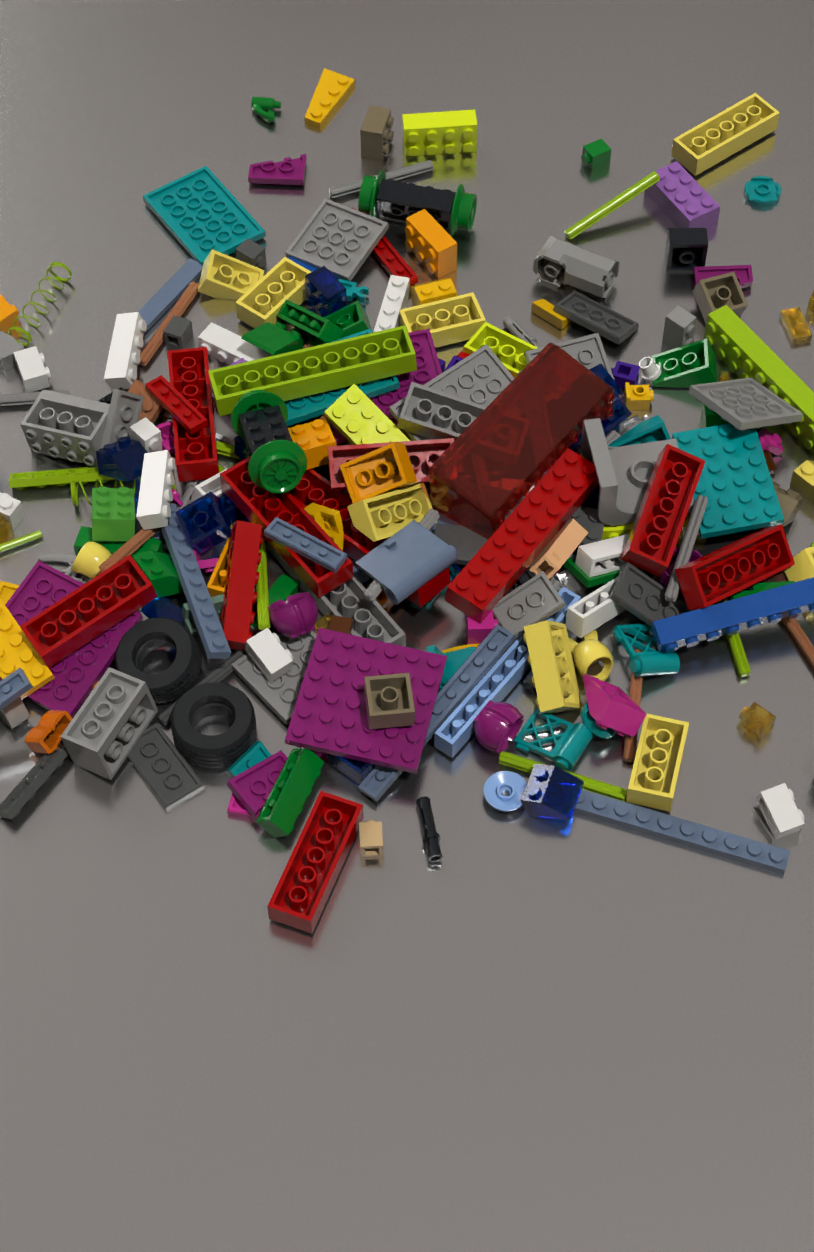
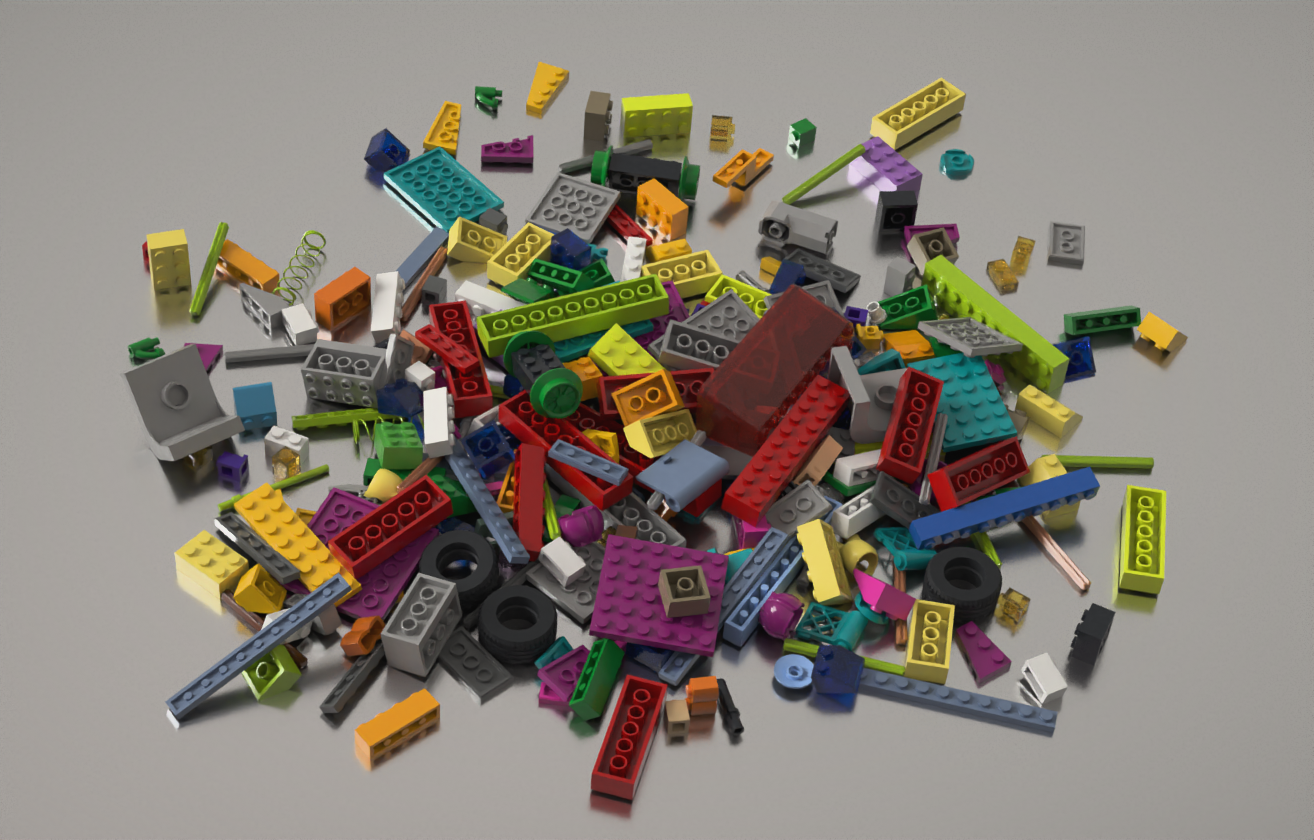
camera: 10 degrees left, 10 degrees down
(73, 834) = (397, 723): none -> light orange brick
(79, 340) = (342, 298): none -> orange brick
(149, 171) = (386, 151): none -> clear blue slope
(215, 145) = (445, 129): none -> yellow wing
(399, 818) = (702, 695): none -> orange brick
(509, 147) = (722, 128): none -> clear yellow brick
(525, 196) = (743, 167): none -> light orange bracket
(556, 327) = (787, 274): none -> clear blue brick
(679, 411) = (910, 344): none -> light orange slope
(708, 672) = (965, 565): none -> black tyre
(716, 776) = (983, 654): none -> magenta wing

